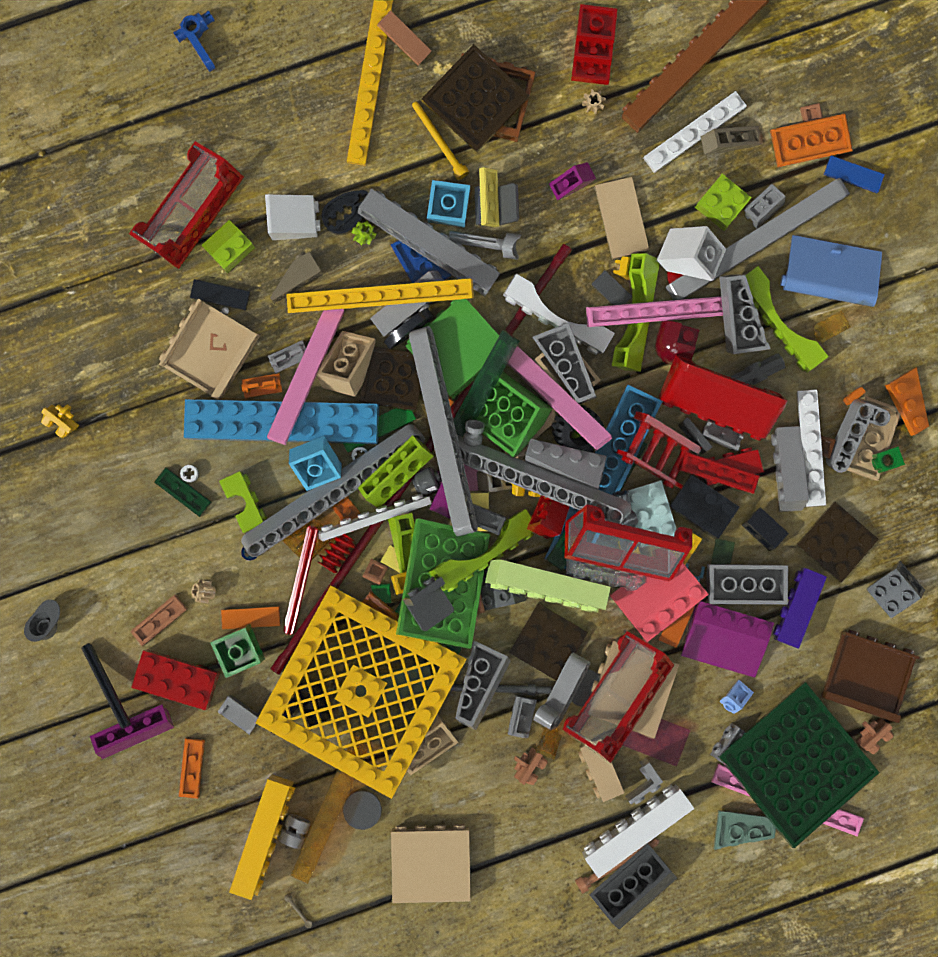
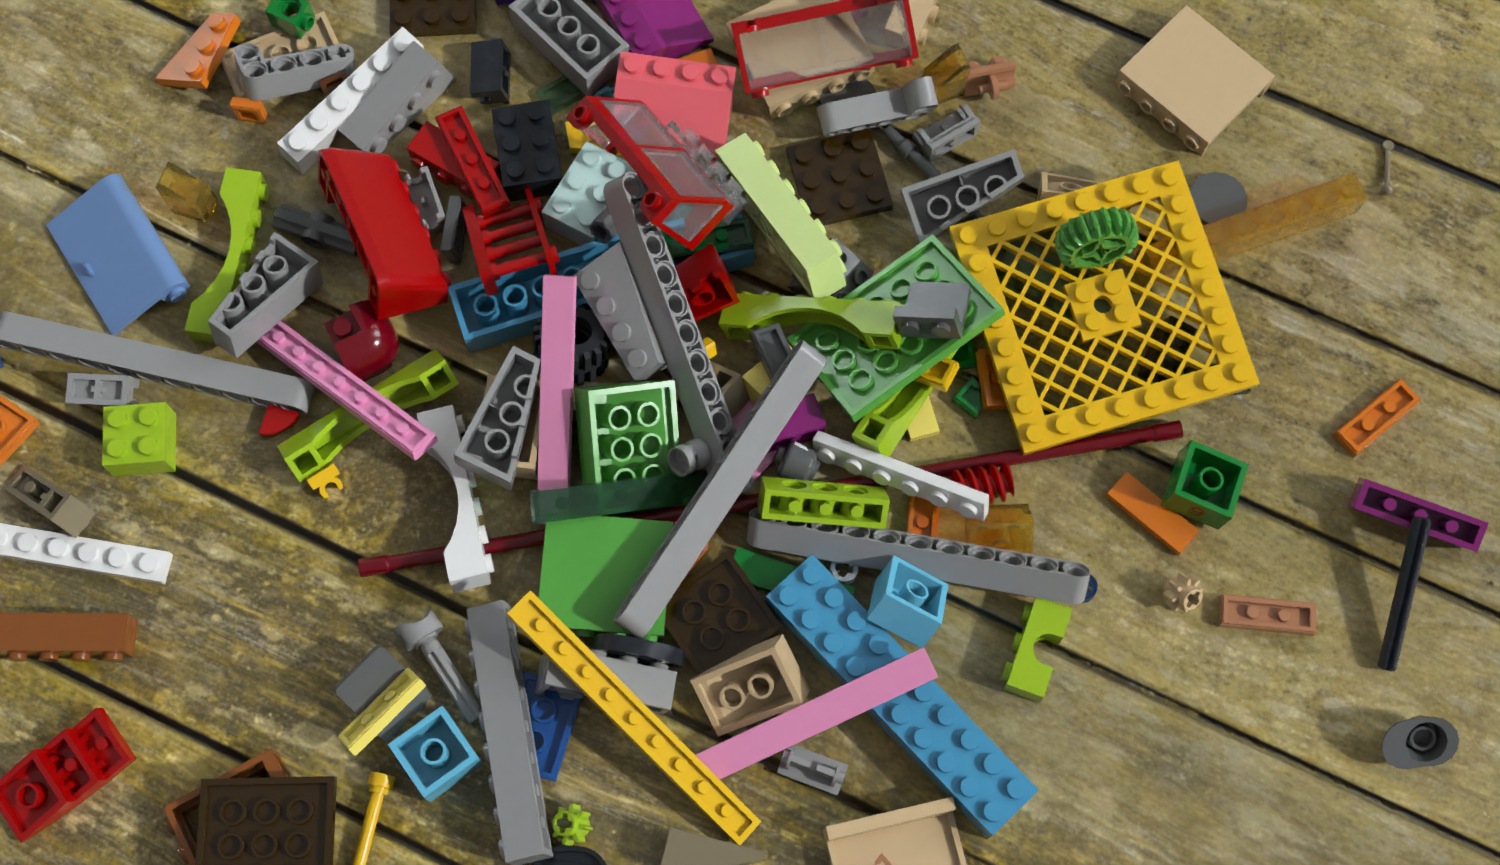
camera: 135 degrees left, 15 degrees down
(175, 679) = (1309, 525): red brick -> none
(183, 492) = (1098, 735): dark green tile -> none
(185, 469) = (1068, 738): white bush -> none
(239, 714) = (1264, 420): light grey hinge -> none
(261, 385) = (879, 766): orange hinge -> none
(261, 837) = (1362, 265): yellow brick -> none
(291, 837) = (1317, 242): light grey wheel -> none
(300, 580) = (1053, 490): axle -> none
(375, 571) = (956, 425): nougat tile -> none
(388, 712) = (1096, 238): none -> bright green gear
(572, 180) = (269, 635): magenta slope -> none
(593, 107) = (135, 698): tan gear -> none
(611, 289) = (366, 471): dark grey tile -> none
(621, 218) = (264, 539): tan tile -> none
(692, 252) = (235, 414): white slope -> none

